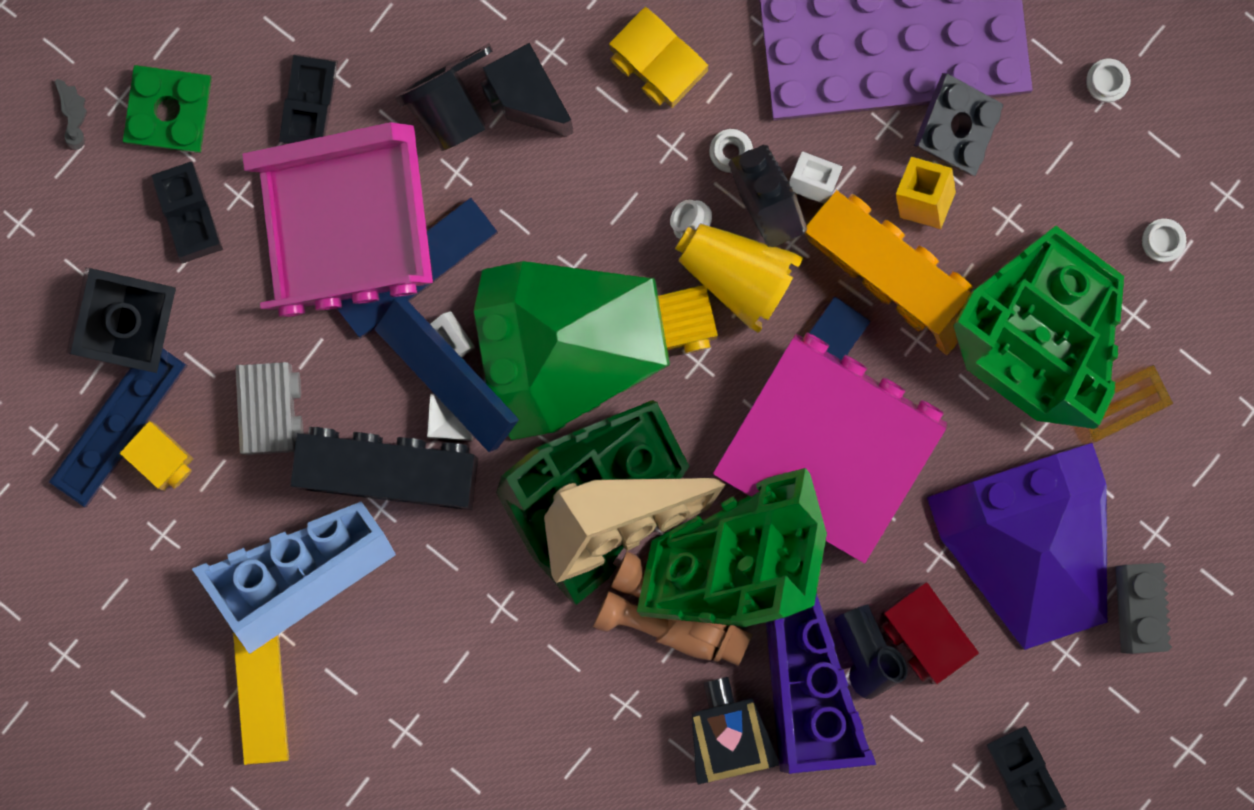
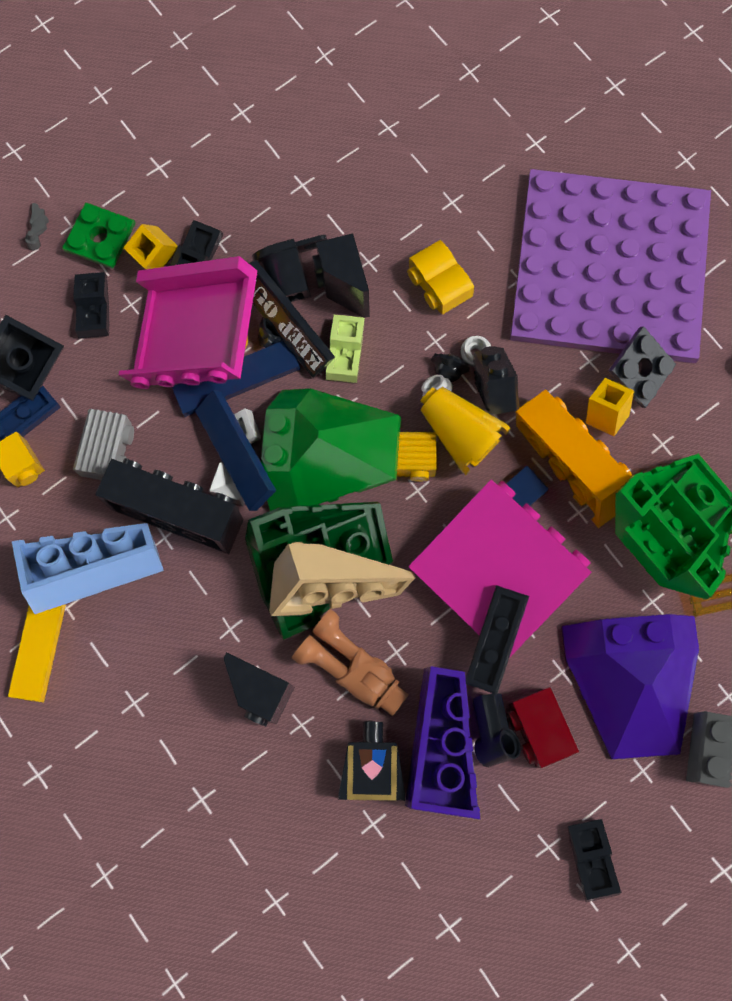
camera: 15 degrees right, 10 degrees down
(250, 114) = (150, 247): none -> yellow brick
(444, 191) = (267, 334): none -> black piece
(472, 180) = (289, 324): none -> tile
(552, 190) = (346, 347): none -> yellowish green slope
(563, 678) = (257, 690): none -> black slope
(700, 181) = (449, 366): none -> black piece
(744, 562) = (416, 635): green wedge -> none
(815, 177) = (532, 381): white plate -> none
(847, 540) = (496, 639): none -> black tile

